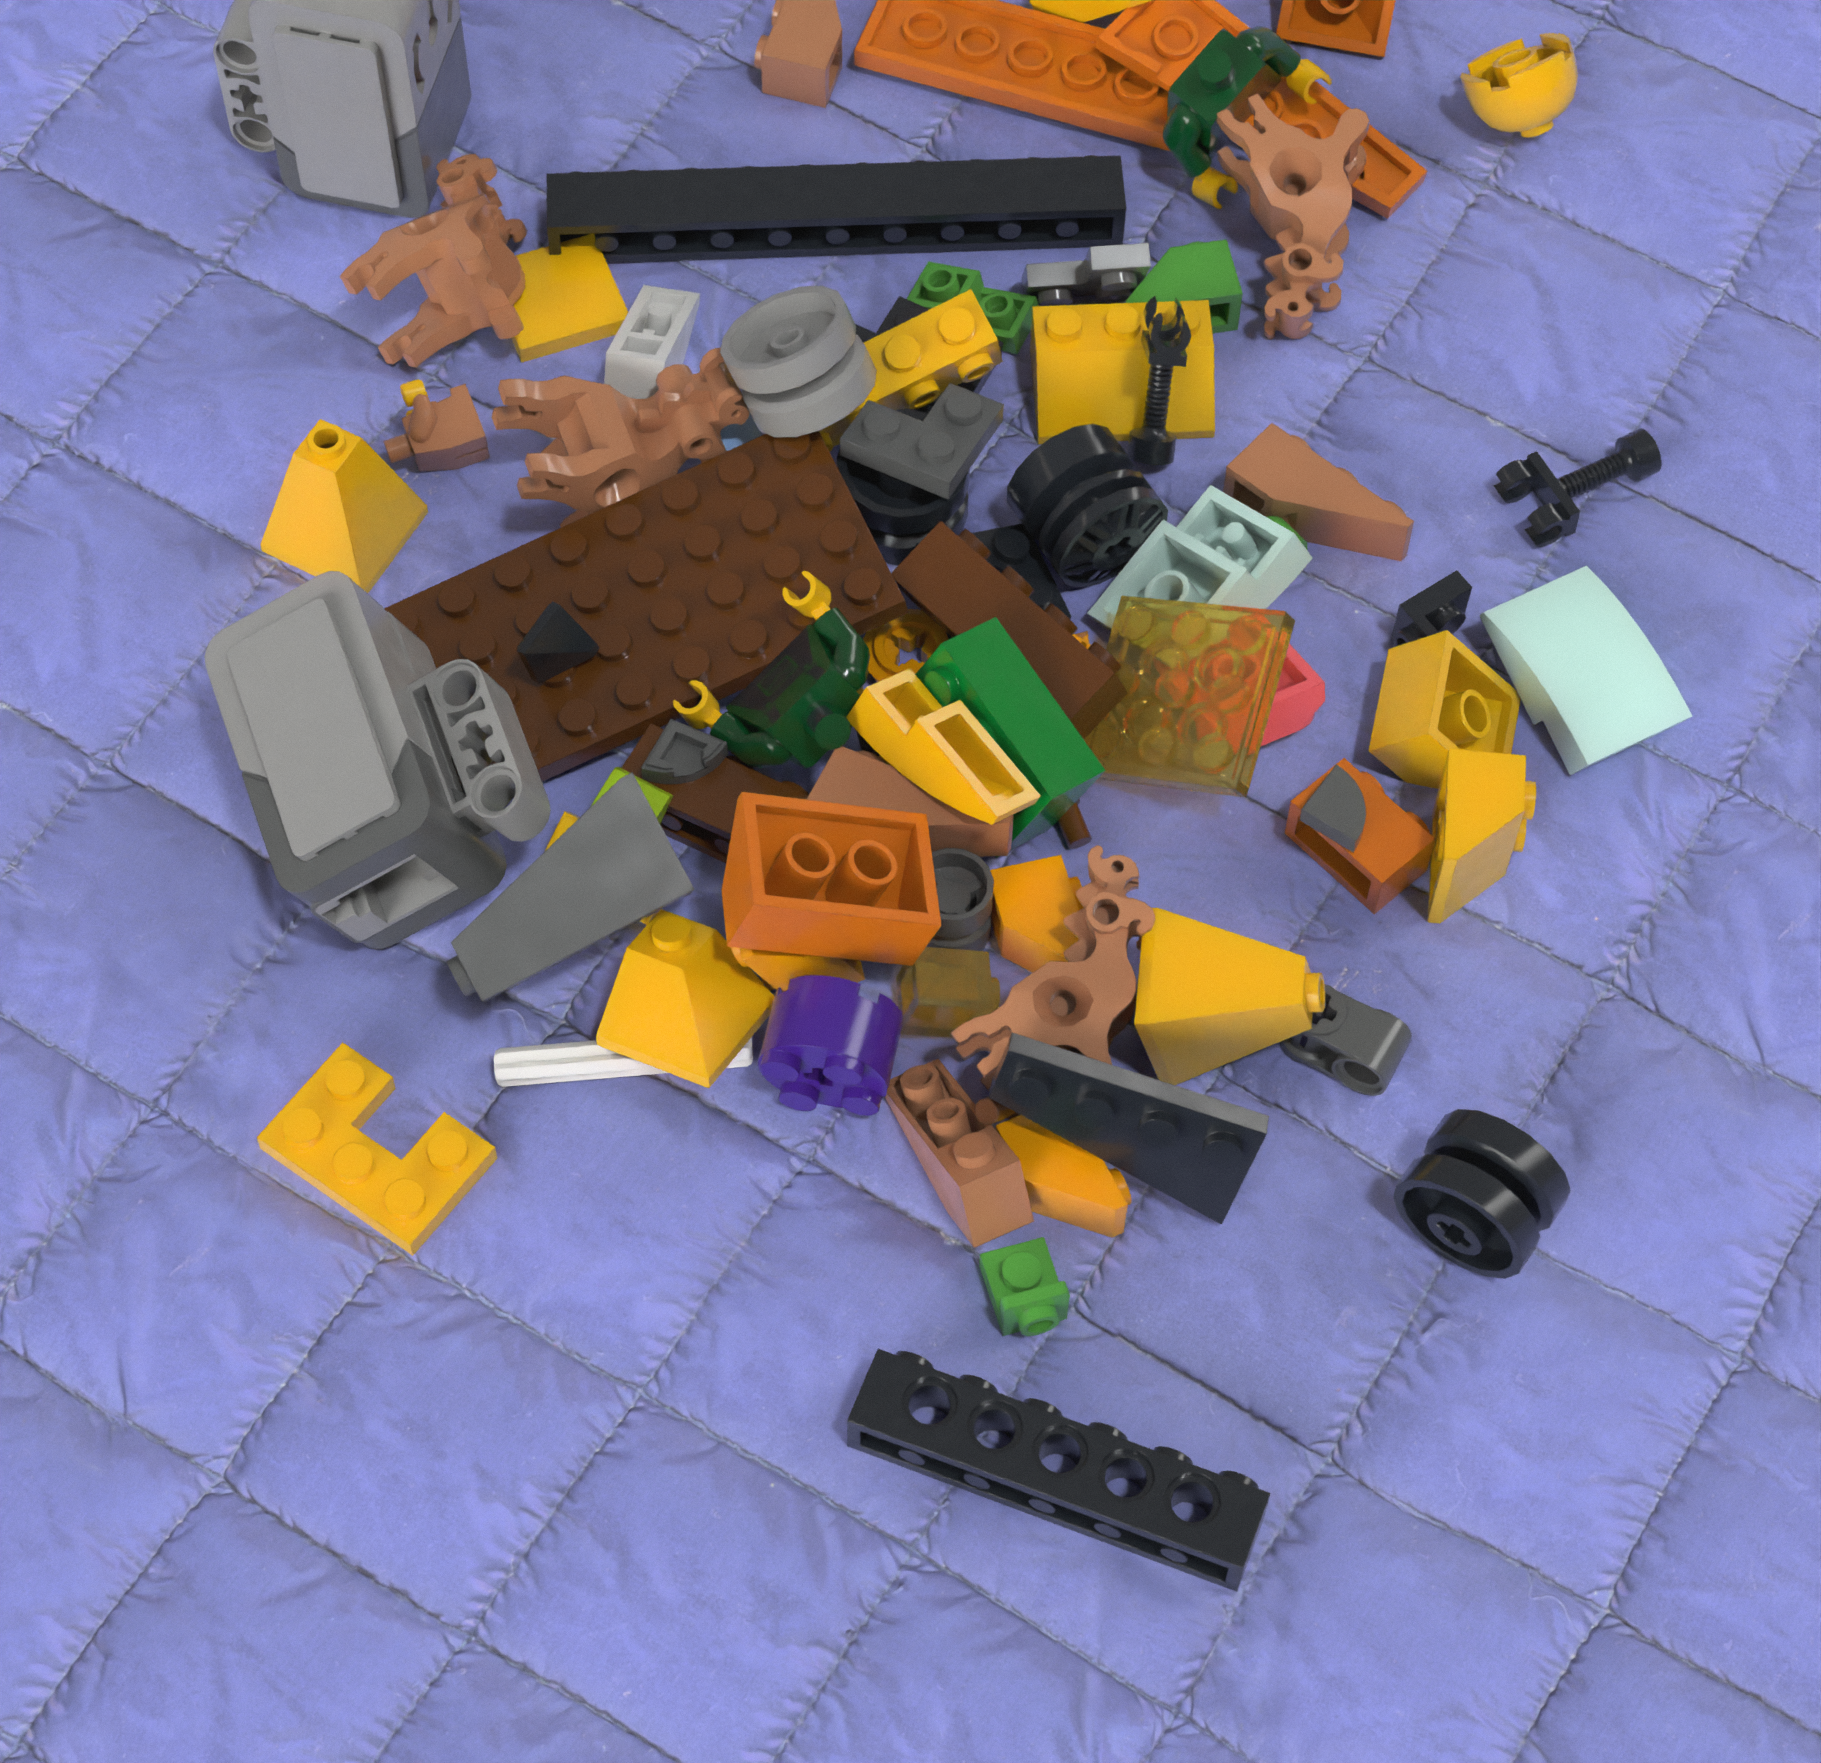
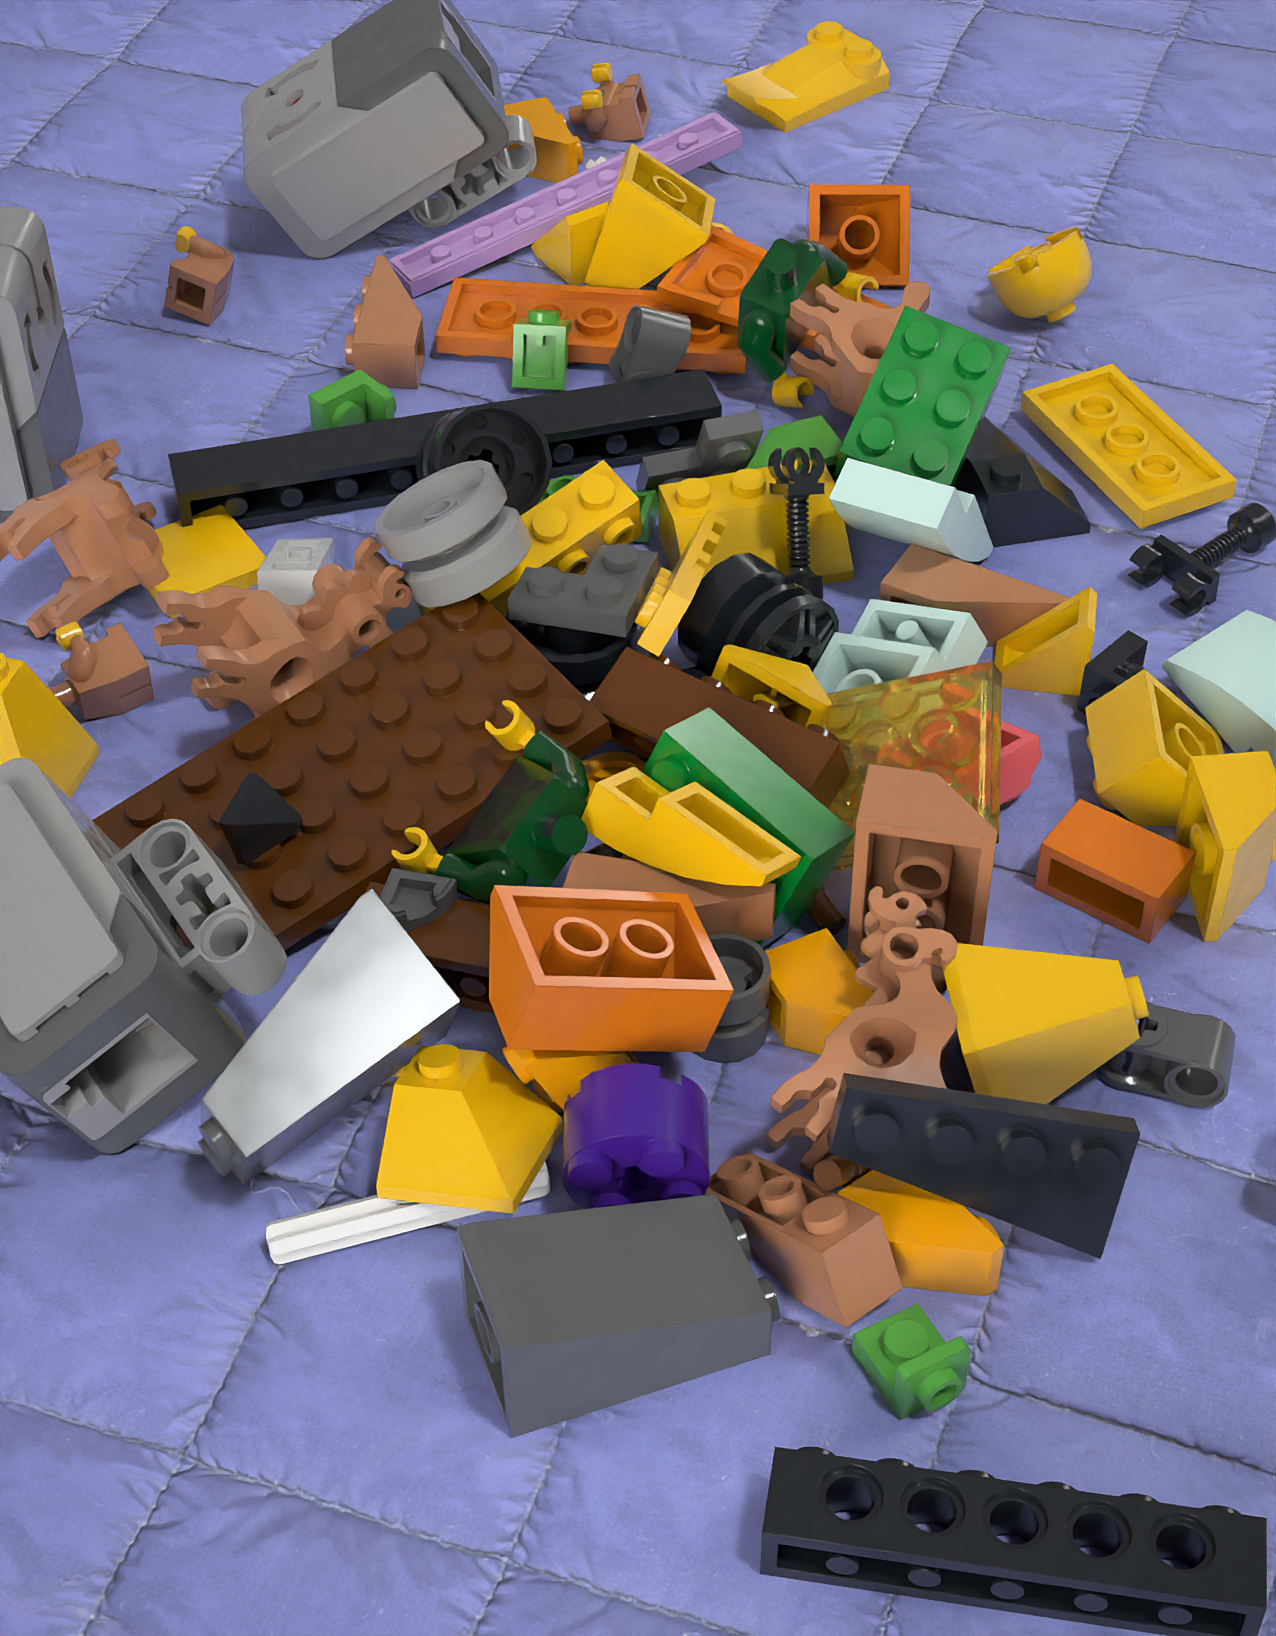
camera: 10 degrees left, 15 degrees down
(323, 1145) = (89, 1359): yellow plate -> none
(745, 130) = (351, 402): none -> bright green bracket
(777, 1187) = (609, 1304): none -> dark grey slope
(870, 281) = (501, 438): none -> black wheel
(945, 991) = (740, 1077): clear yellow brick -> none
(960, 90) = (540, 350): none -> bright green bracket
(1011, 449) = (674, 590): none -> yellow wing
(1071, 117) = (650, 344): none -> dark grey piece
(1078, 582) = (775, 680): none -> yellow slope
(1159, 814) = (925, 842): none -> nougat slope
(1277, 393) = (911, 510): none -> light aqua slope
(1318, 275) = (925, 399): none -> green brick
(1337, 809) = (1093, 839): dark grey tile -> none
(1377, 569) = (1050, 649): none -> yellow slope
(1399, 341) = (1016, 492): none -> black wedge
(1544, 323) = (1128, 445): none -> yellow plate

